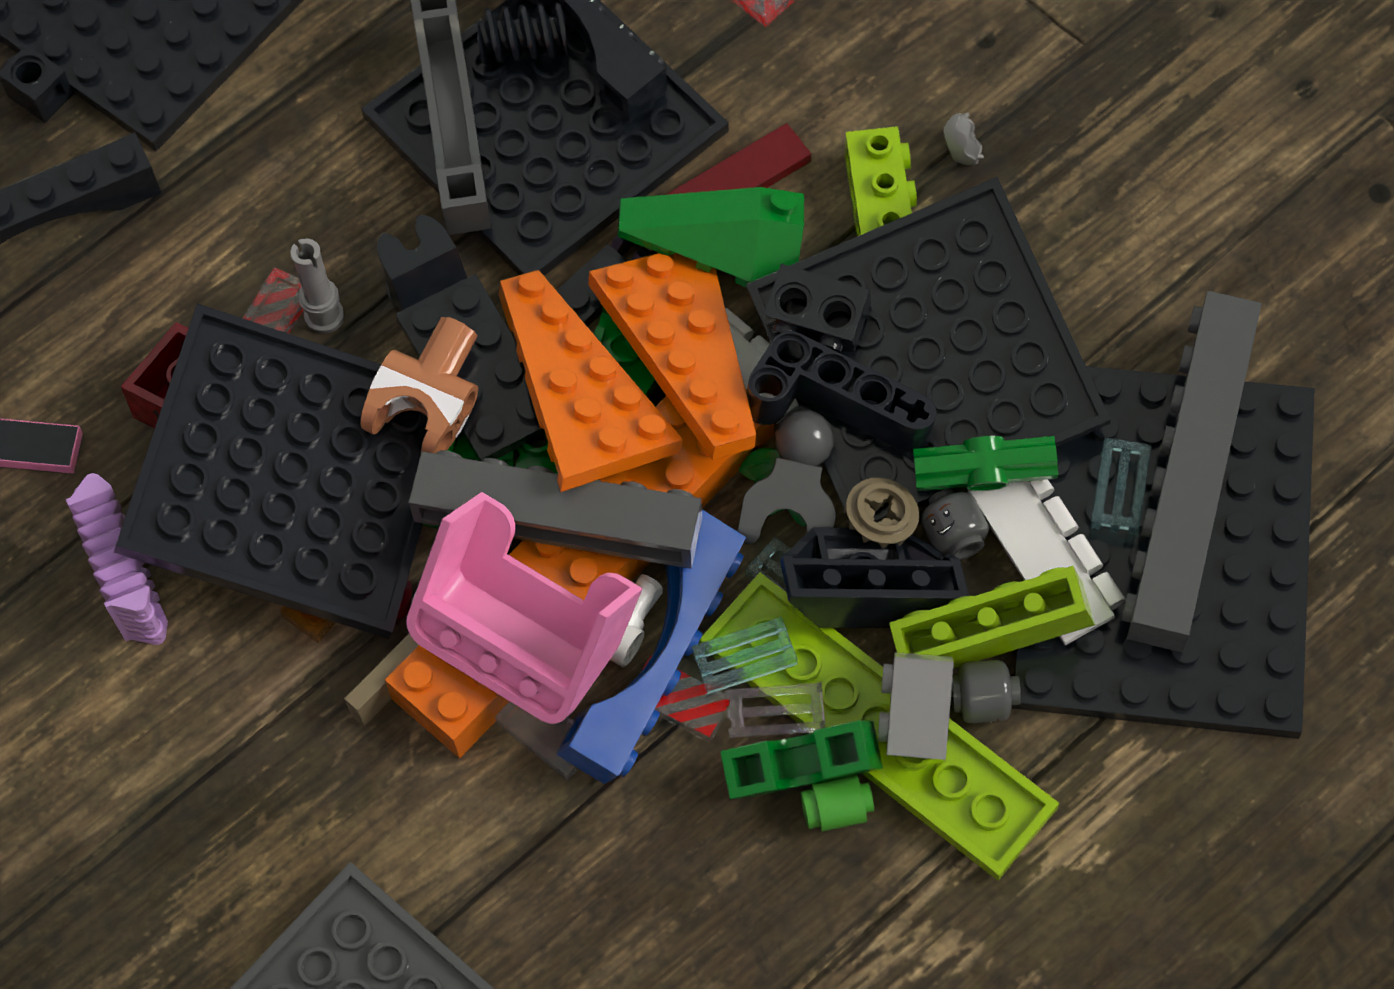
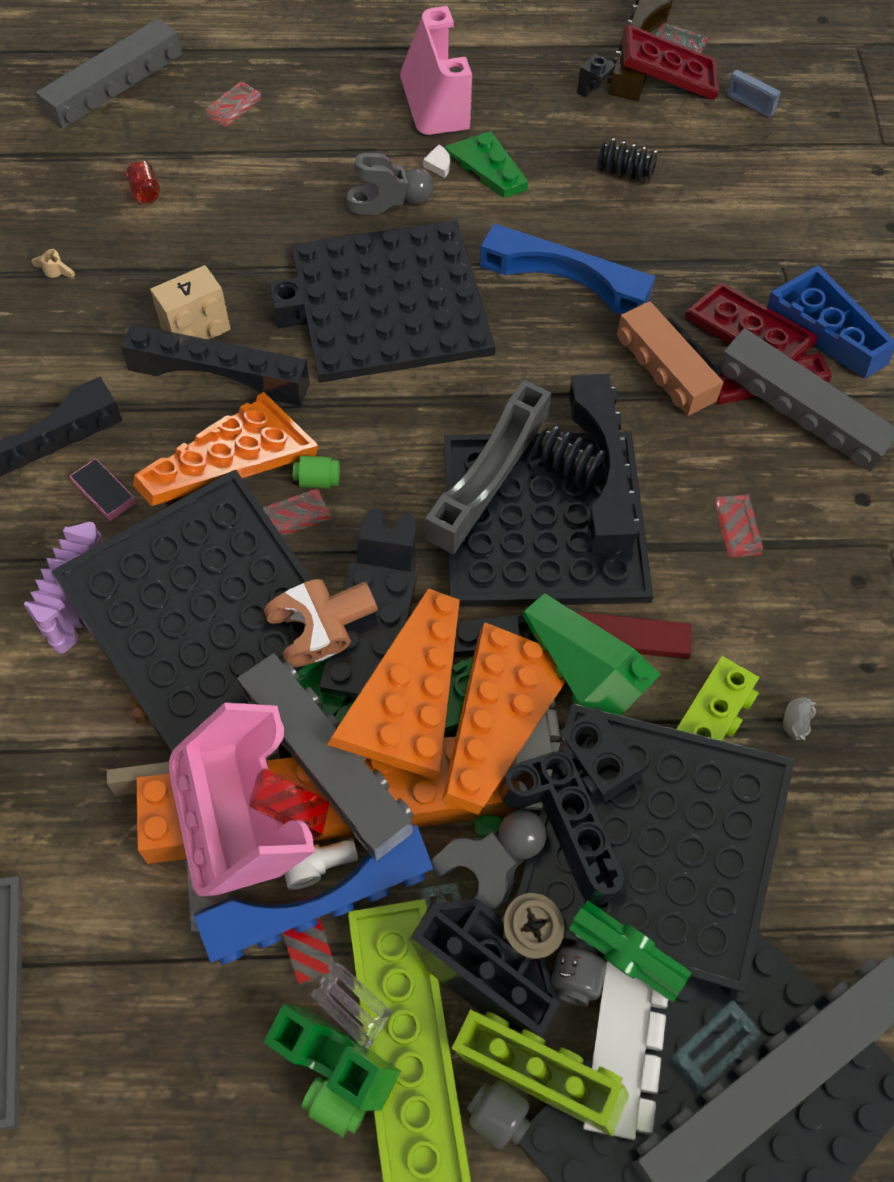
camera: 35 degrees right, 5 degrees down
(151, 287) = (249, 441): none -> orange wing
(258, 250) = (316, 472): none -> bright green brick
(317, 294) = (319, 518): light grey pin -> none
(564, 573) = (288, 802): none -> tile
(751, 671) = (358, 963): clear light blue tile -> none
(918, 705) = (436, 1089): light grey brick -> none

